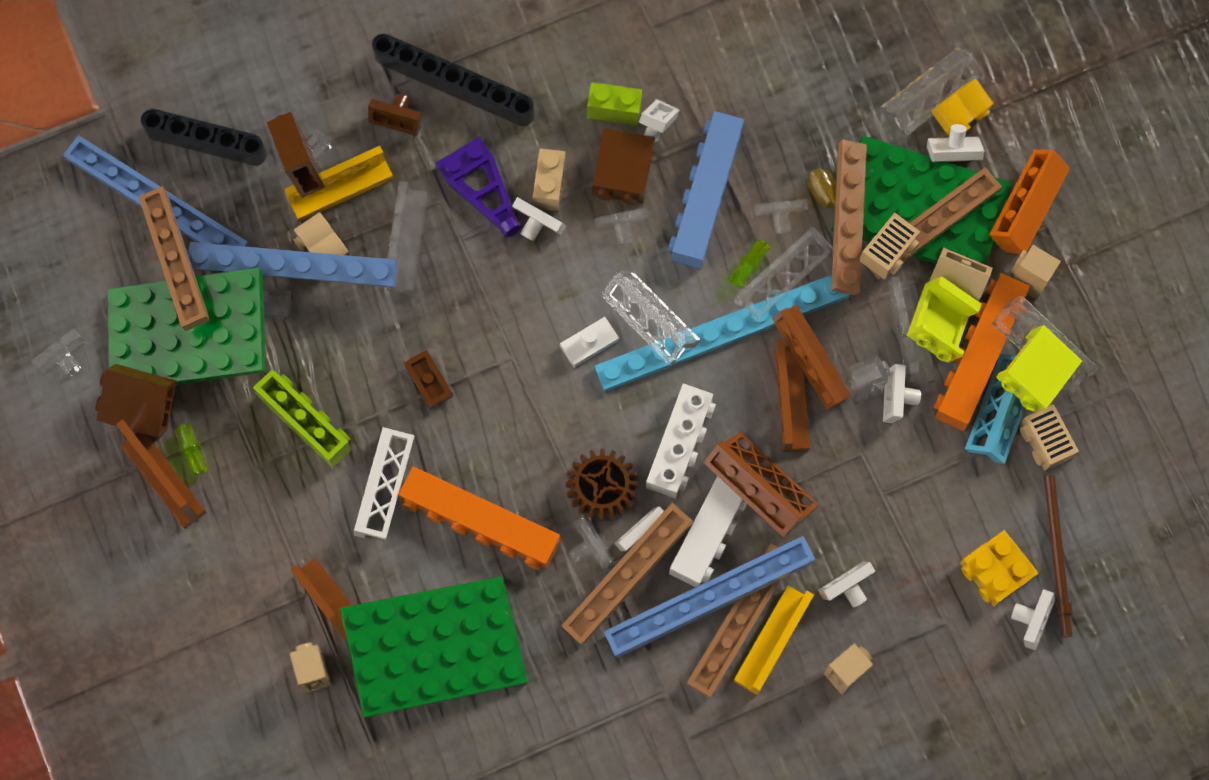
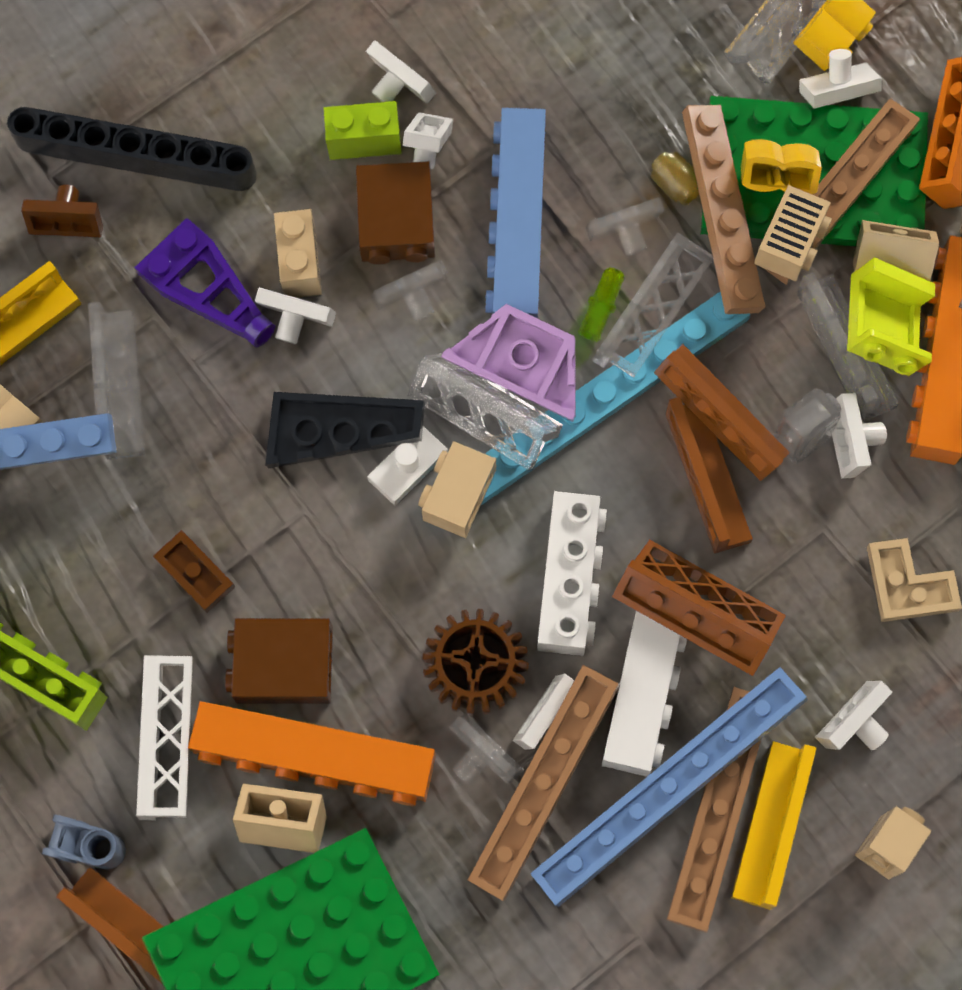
camera: 10 degrees left, 0 degrees up
(310, 538) = (77, 842): none -> sand blue piece
(447, 555) = (280, 818): none -> tan brick
(472, 453) = (280, 661): none -> reddish brown brick
(544, 303) = (329, 426): none -> black wing
(618, 366) = (458, 488): none -> tan brick
(647, 71) = (397, 76): none -> white tile
(684, 288) = (522, 358): none -> lavender wing
(892, 197) = (773, 167): none -> yellow brick
(903, 509) = (902, 592): none -> tan plate

